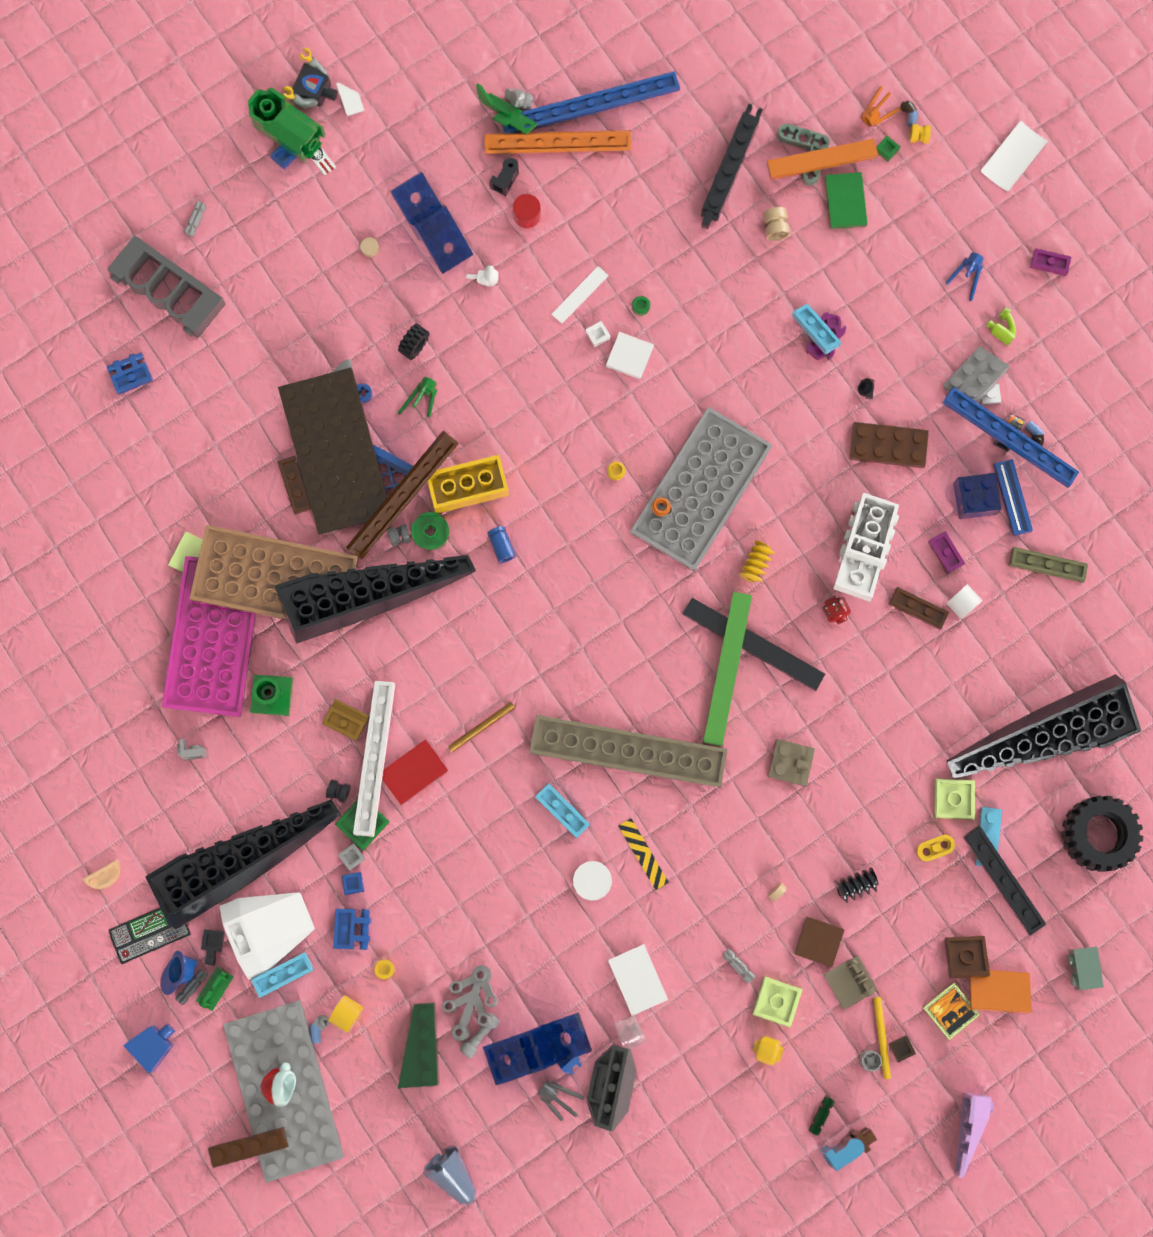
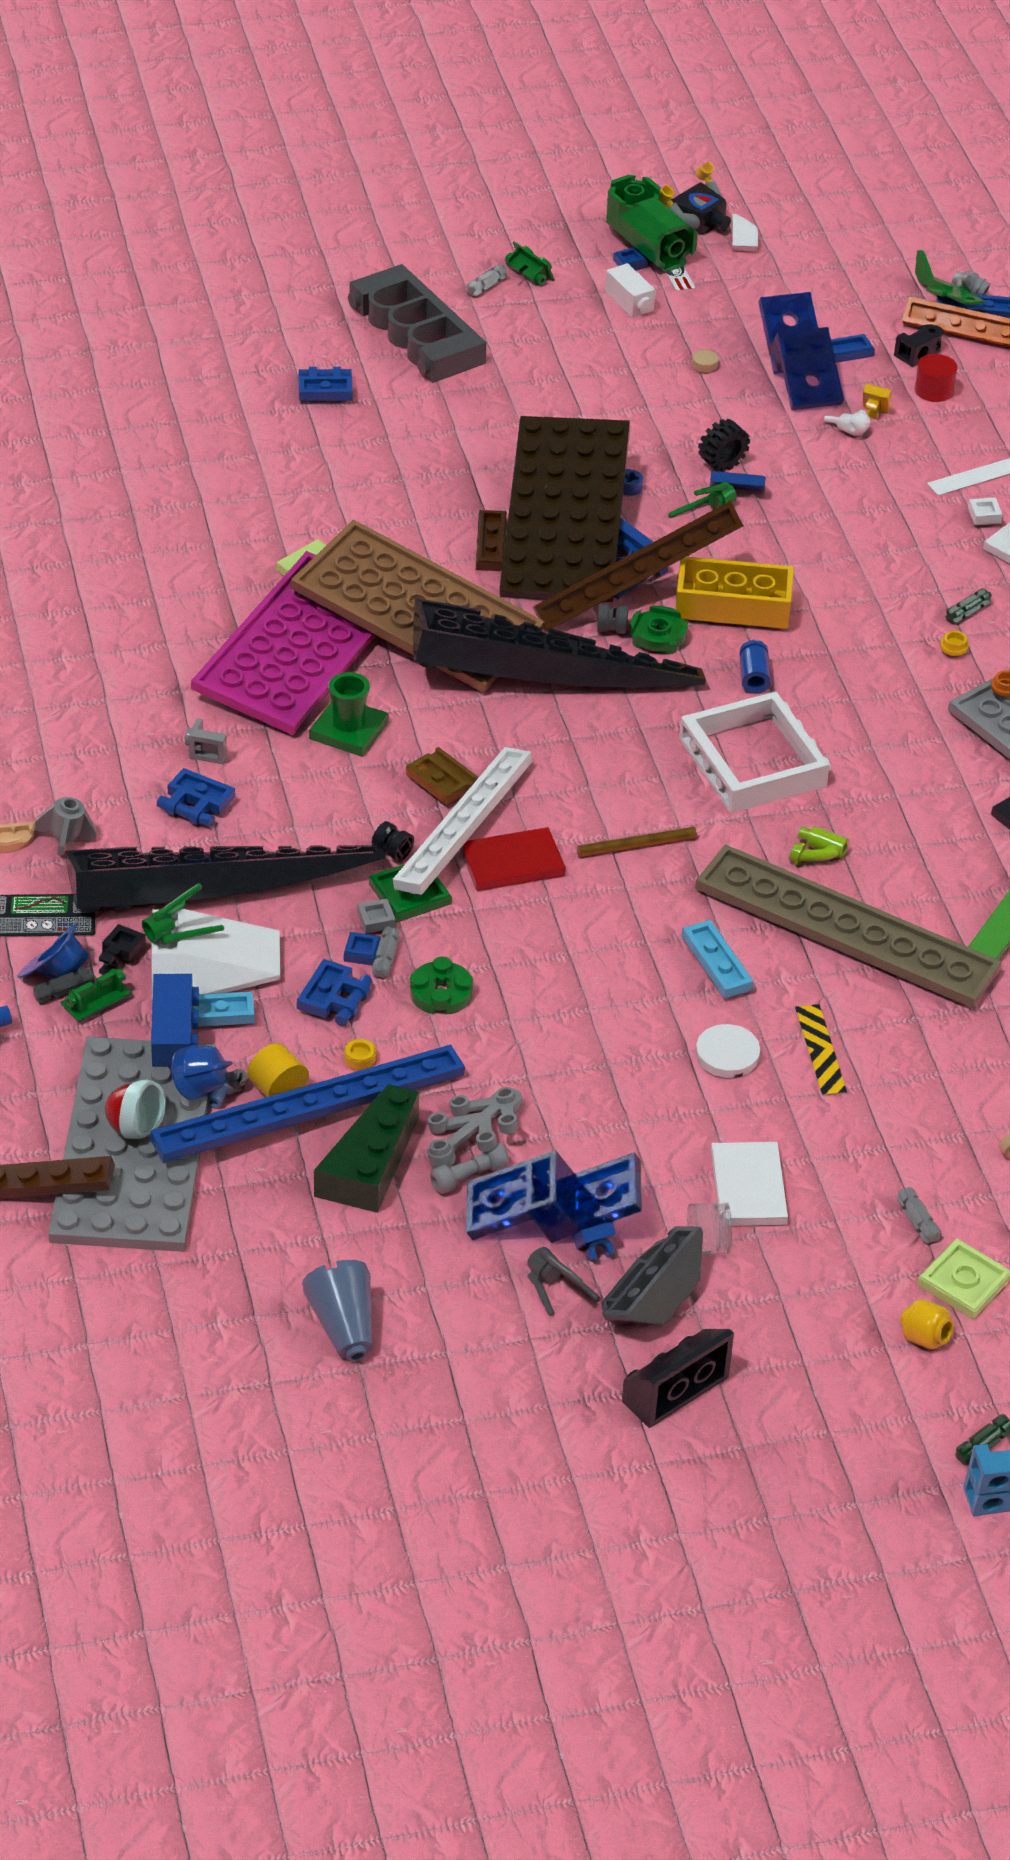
camera: 20 degrees right, 35 degrees down
(137, 864) = (67, 821): none -> light grey brick
(204, 793) = (198, 790): none -> blue plate
(225, 194) = (537, 268): none -> green hinge
(234, 942) = (161, 923): none -> green plant
(270, 1003) = (173, 1016): none -> blue brick
(295, 195) = (630, 290): none -> brick
(302, 1038) = (198, 1071): none -> blue piece
(368, 882) = (385, 952): none -> light grey axle
(371, 1030) = (303, 1103): none -> blue plate
(399, 898) = (445, 973): none -> green plate
(432, 368) = (738, 480): none -> blue tile
(458, 196) = (852, 348): none -> blue tile
(495, 249) = (876, 400): none -> yellow tile
(544, 594) = (761, 790): none -> white window
(591, 683) = (826, 846): none -> lime plant
(614, 429) = (968, 606): none -> axle
(646, 1146) = (679, 1375): none -> black slope

